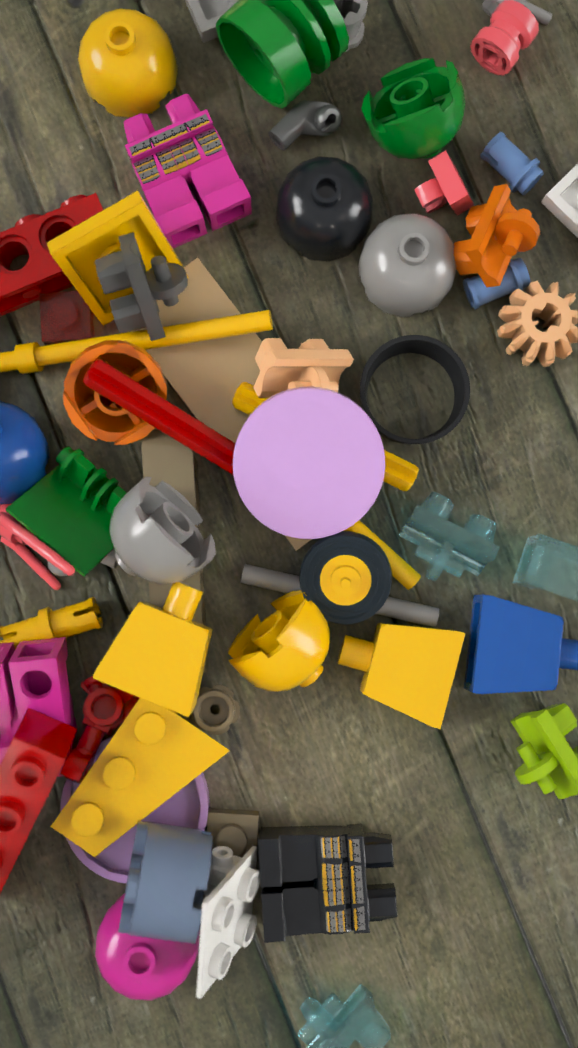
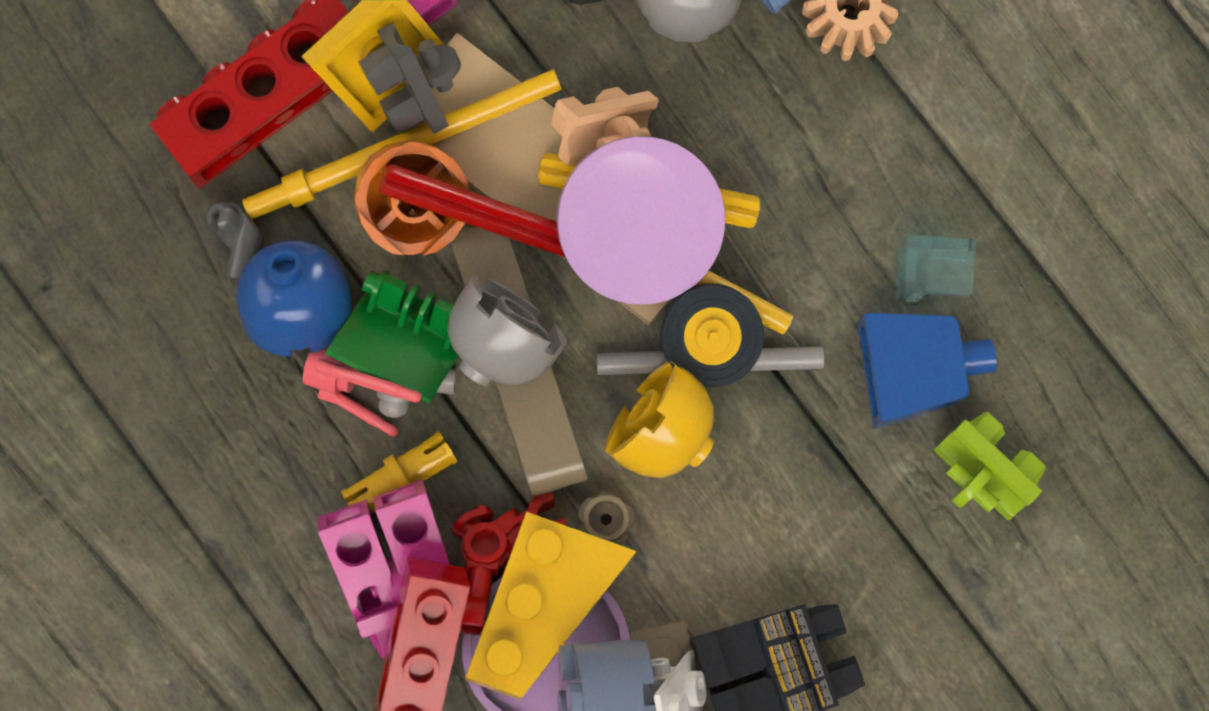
camera: 20 degrees left, 5 degrees down
(65, 317) = (327, 133): clear red plate -> none
(160, 652) = (535, 458): yellow torso -> none
(407, 668) = (803, 417): yellow torso -> none
(435, 350) = (749, 70): black tyre -> none
(447, 544) = (813, 271): clear light blue hips -> none

